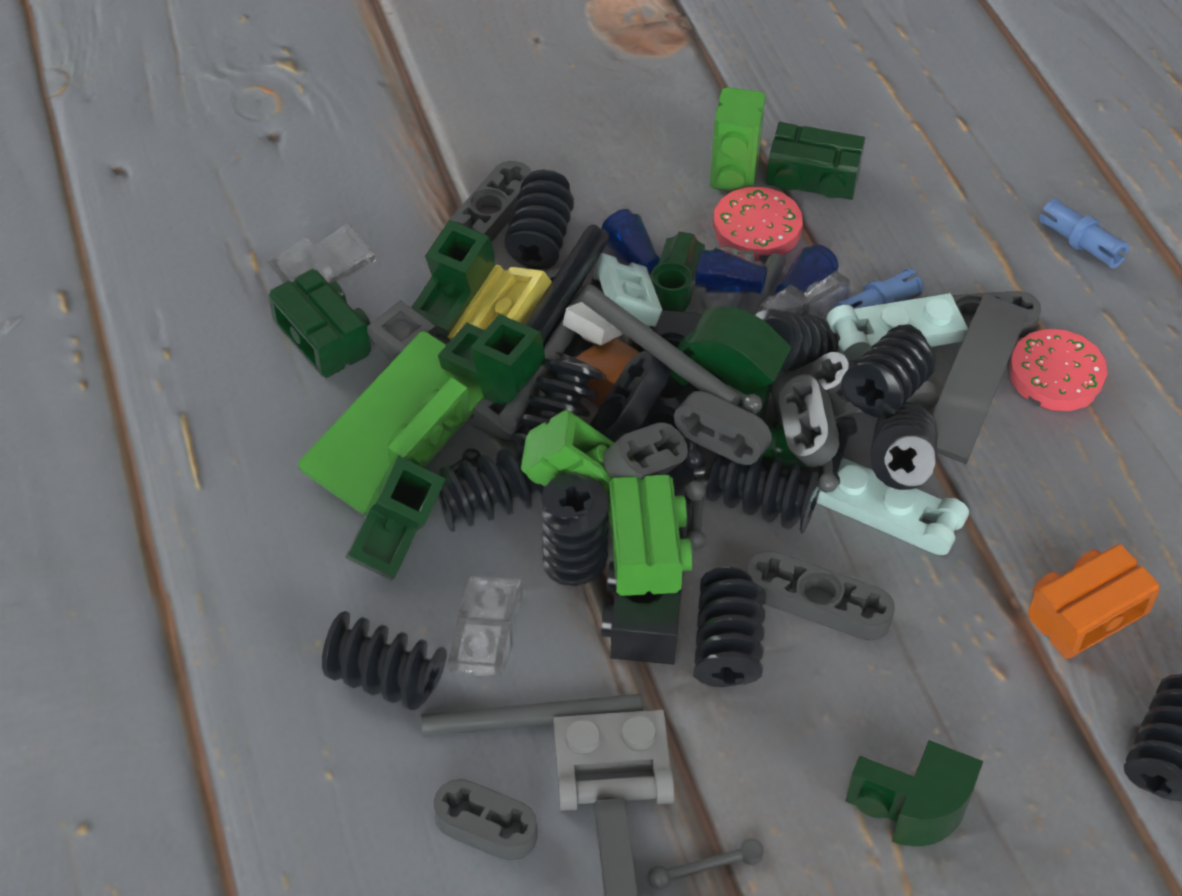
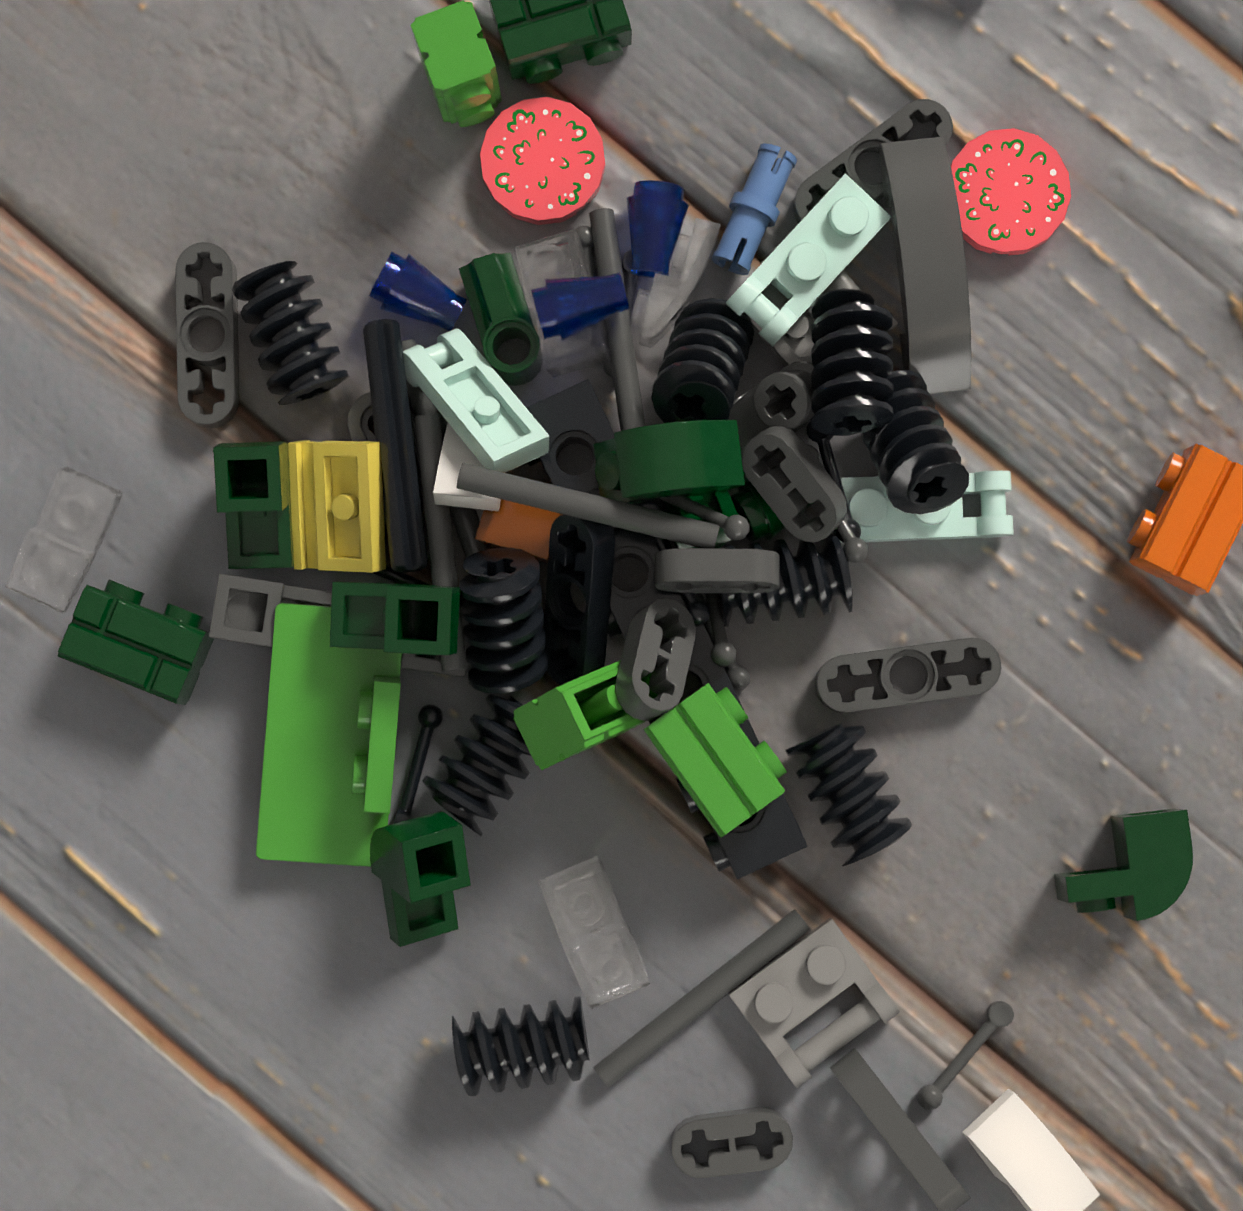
camera: 30 degrees left, 35 degrees up
(574, 529) = (627, 805): black piece -> none

